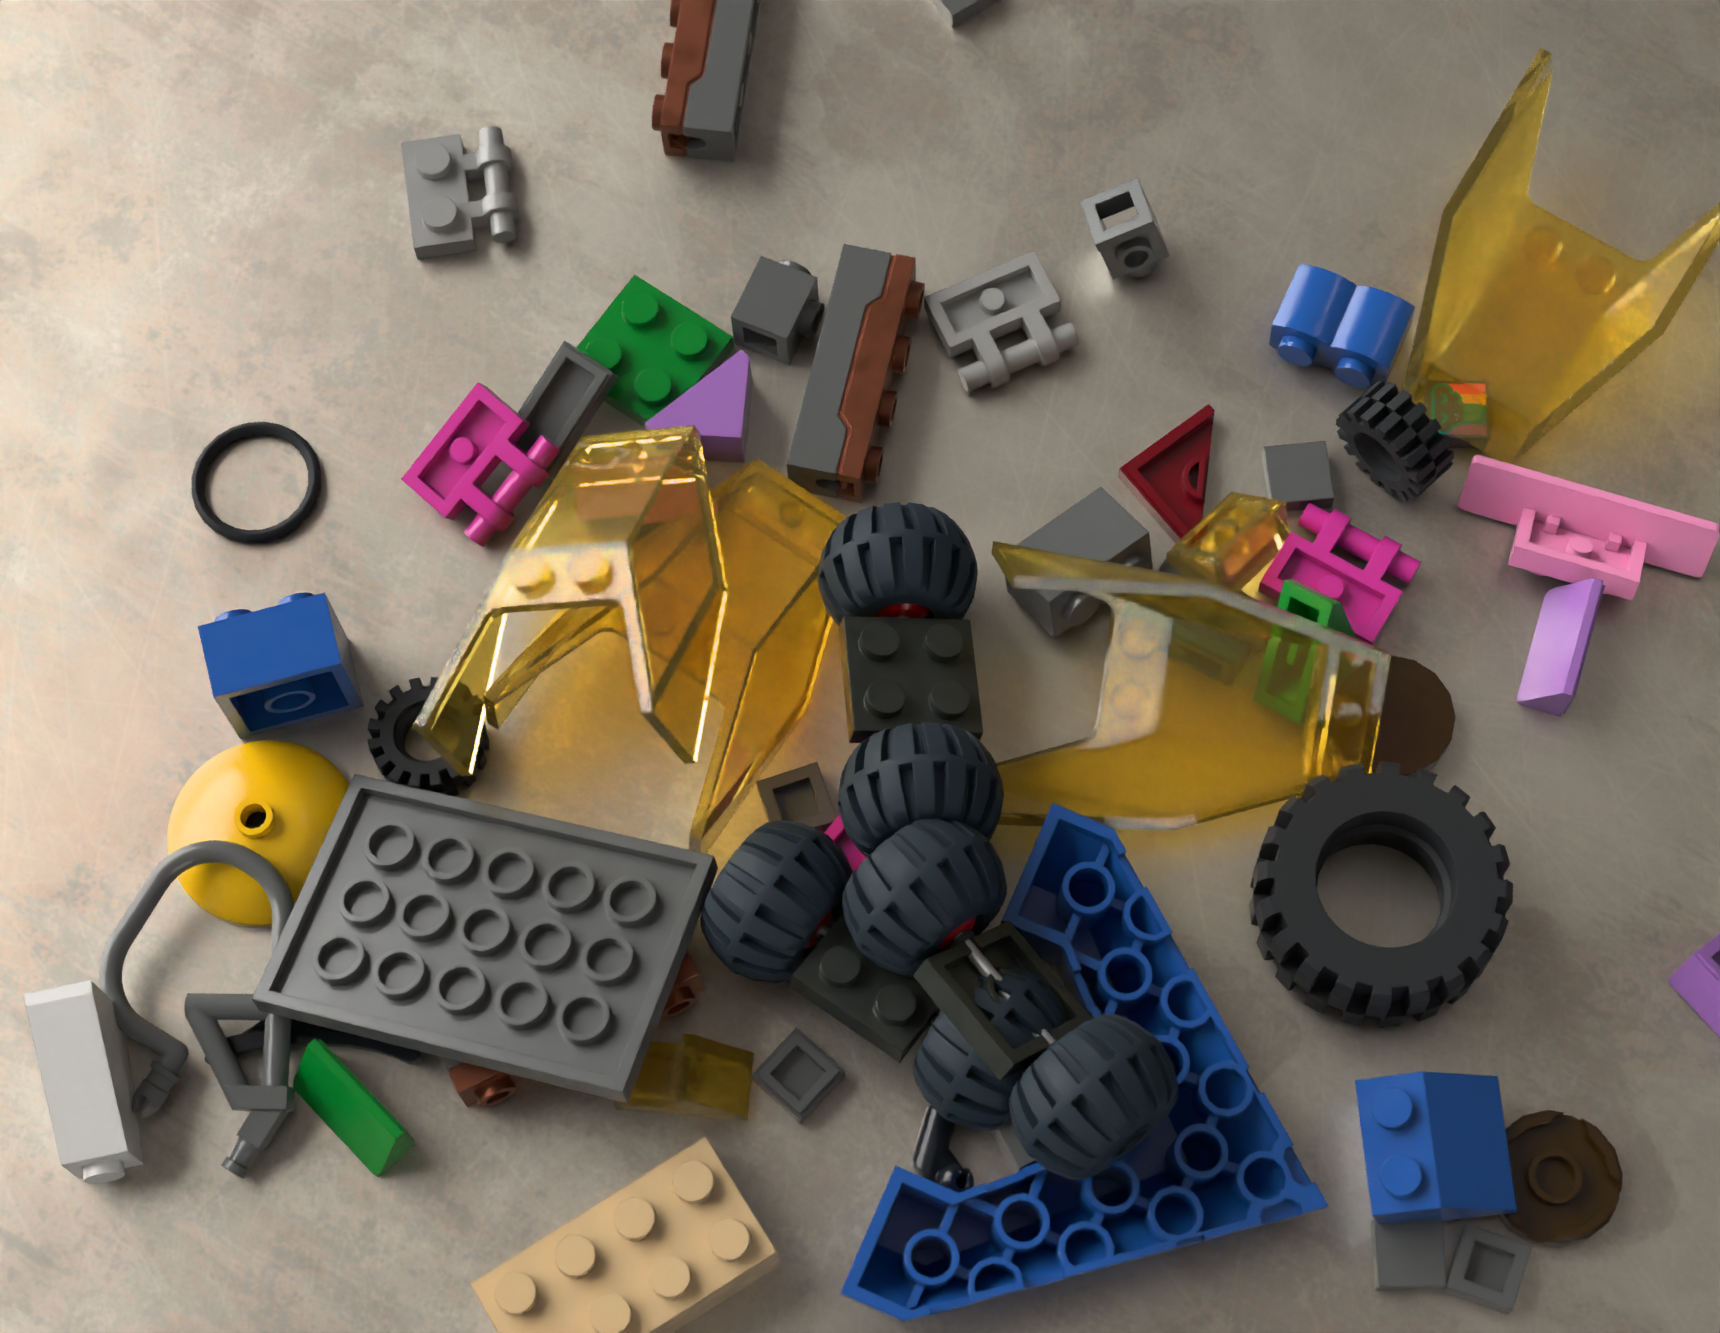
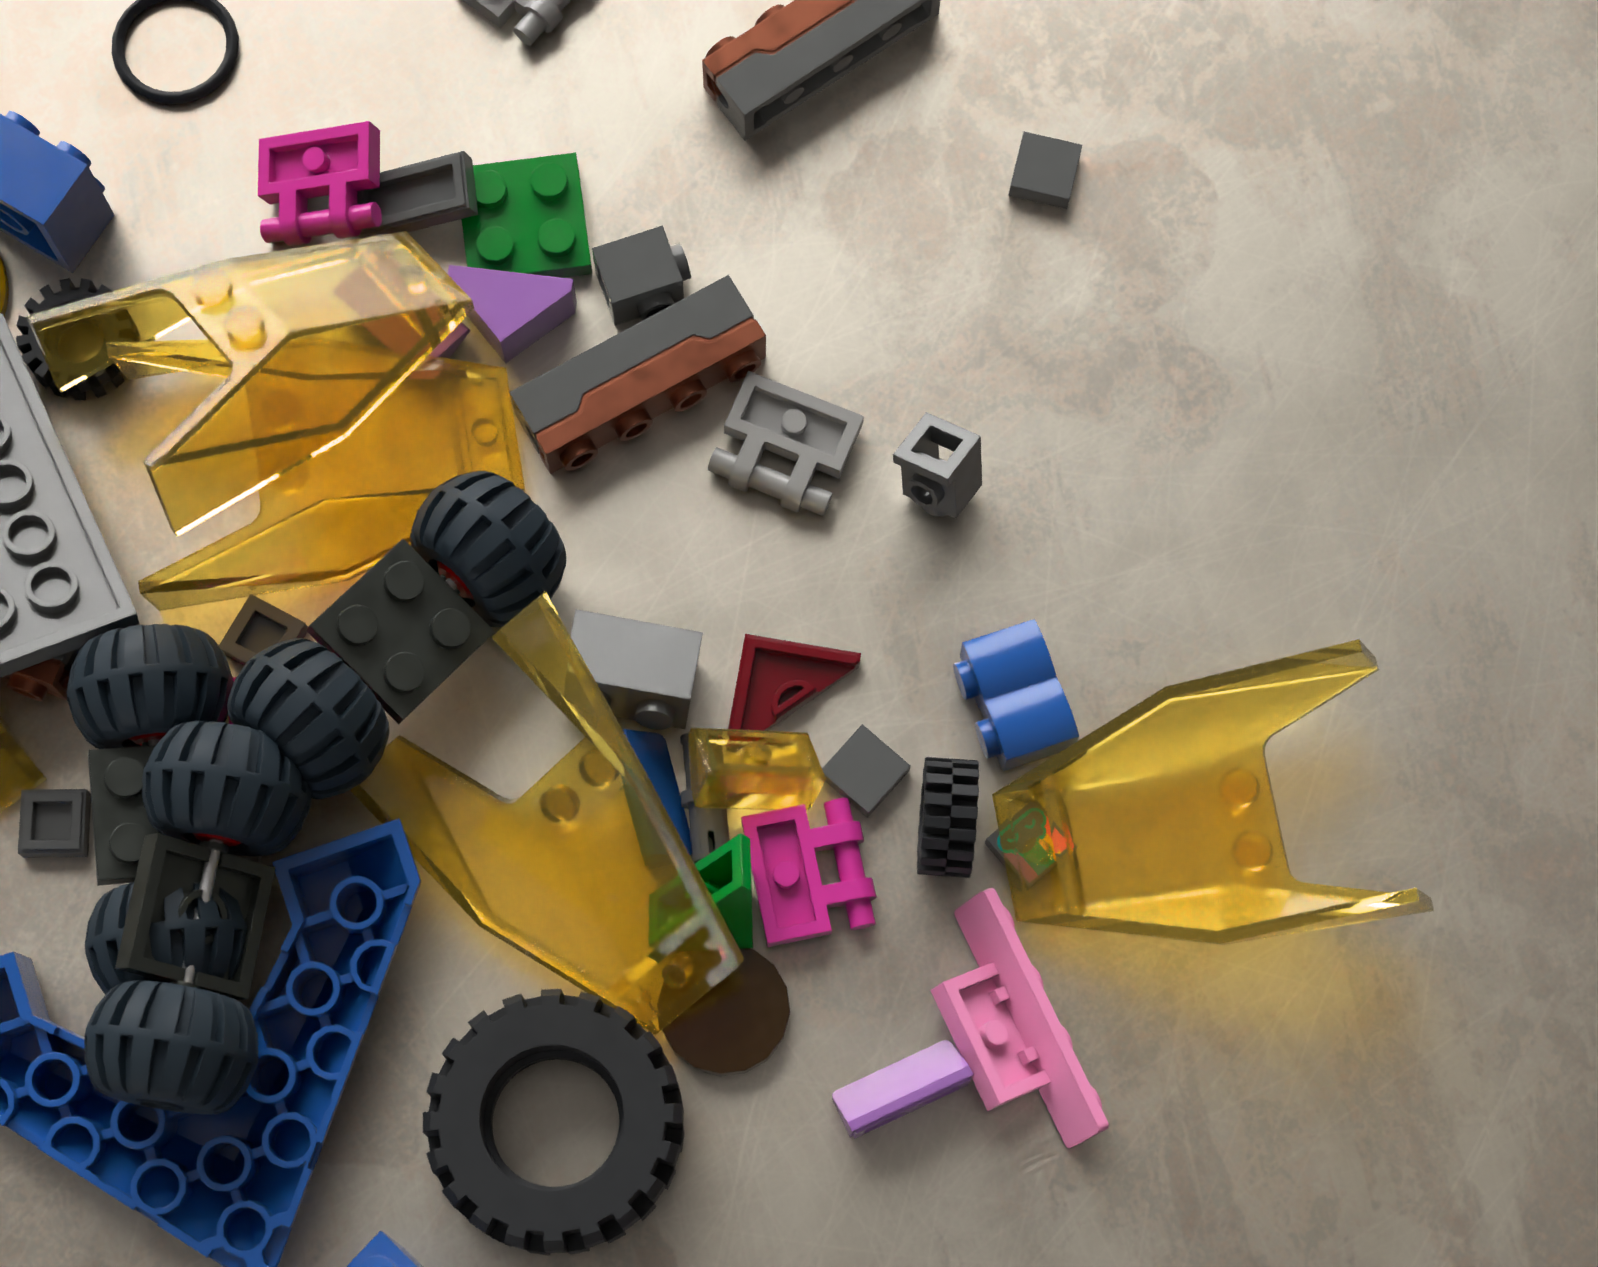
camera: 40 degrees right, 5 degrees up
(933, 1157) = (67, 987): black arm -> none

